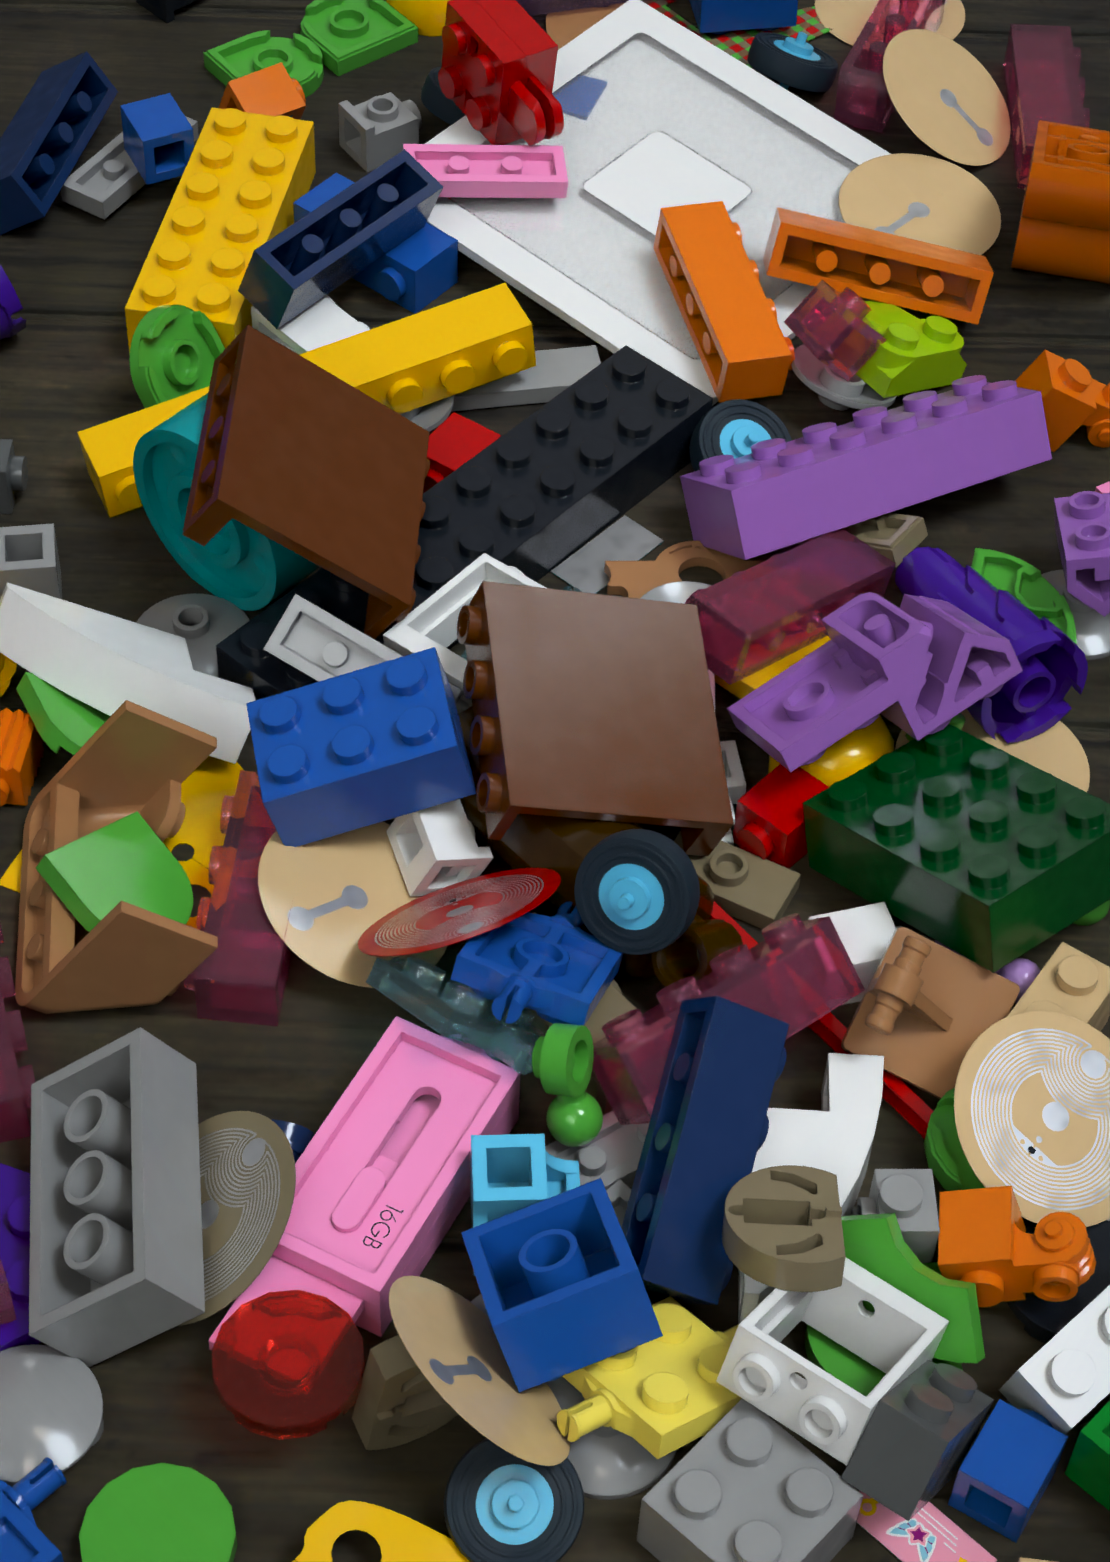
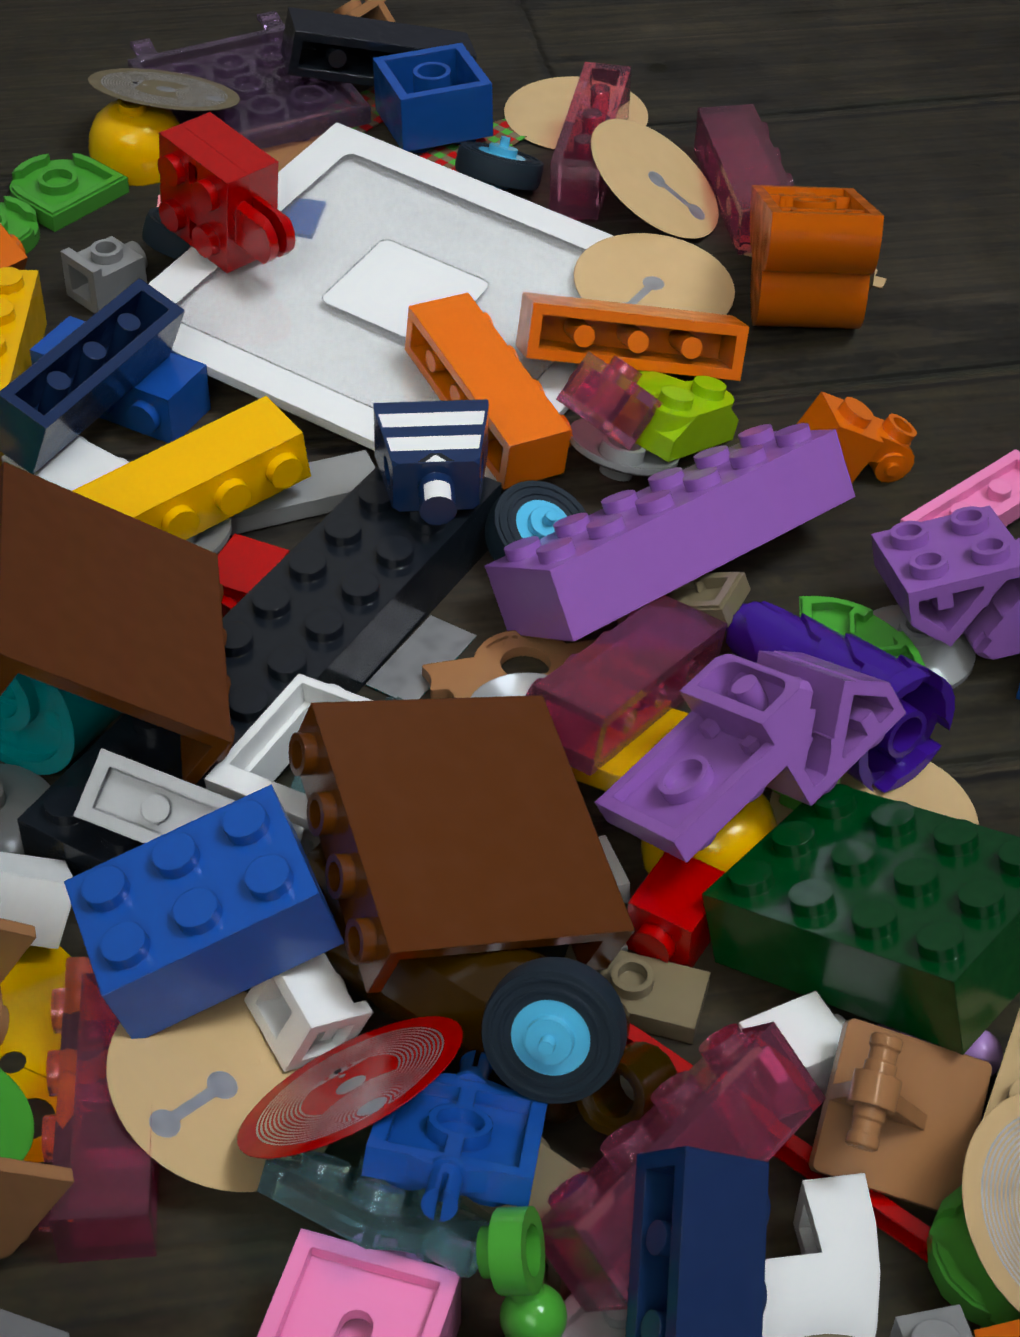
camera: 10 degrees left, 5 degrees down
(494, 170) = (235, 292): bright pink plate -> none
(650, 363) = (432, 455): none -> dark blue torso

